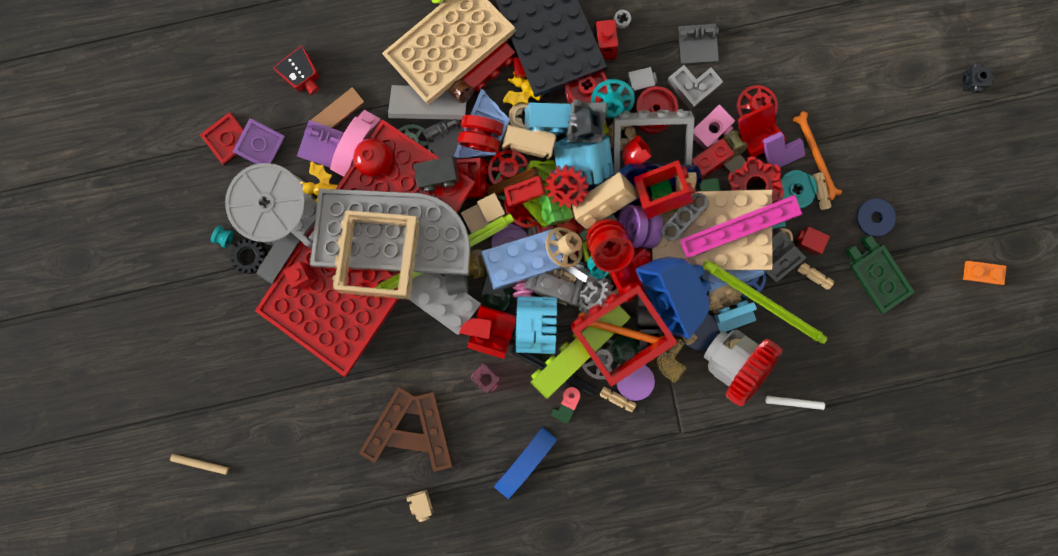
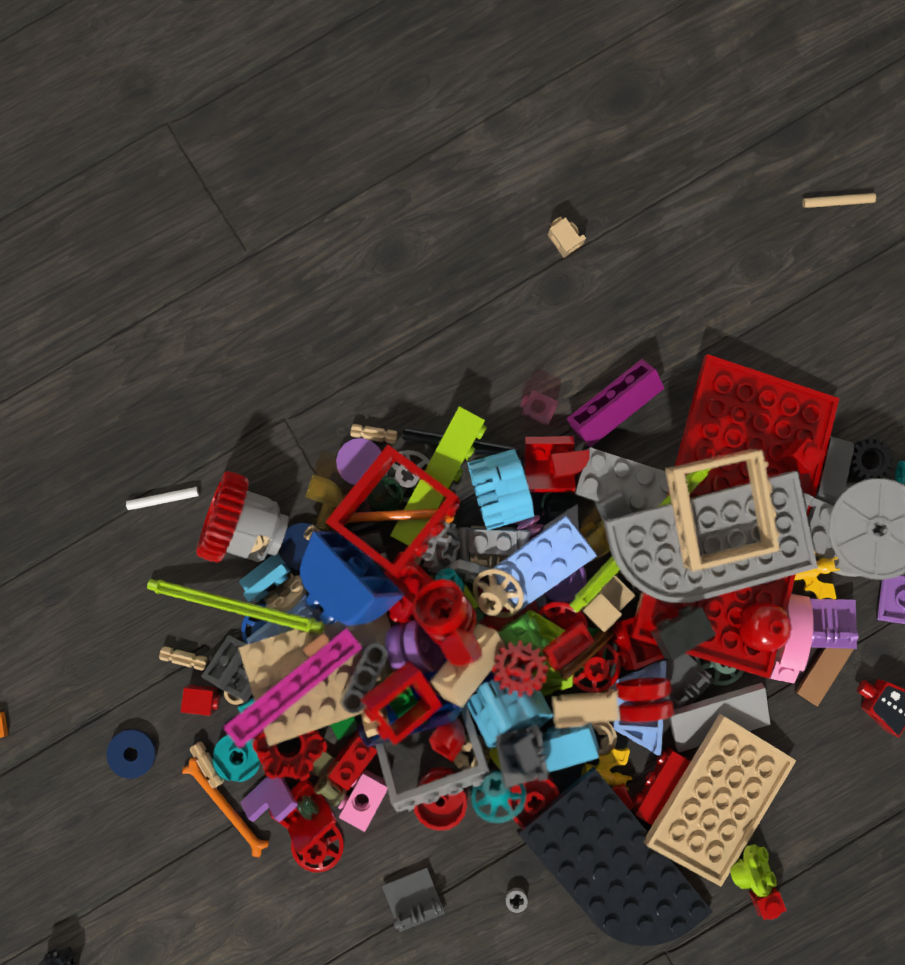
camera: 155 degrees right, 0 degrees up
(426, 362) = (616, 403): none -> magenta brick
(431, 441) = (577, 318): reddish brown plate -> none
(461, 91) = (685, 745): reddish brown wheel -> none
(525, 463) = (458, 324): blue slope -> none
(570, 400) = (430, 409): leg -> none
(606, 38) = (528, 869): red torso -> none
(606, 215) = (461, 648): none -> red brick
(641, 79) = (468, 831): light grey brick -> none
(693, 90) = (402, 838): light grey panel -> none
(714, 252) = (315, 645): none -> nougat tile
(756, 135) = (307, 807): none -> clear green bush
(879, 274) = (107, 684): dark green tile -> none

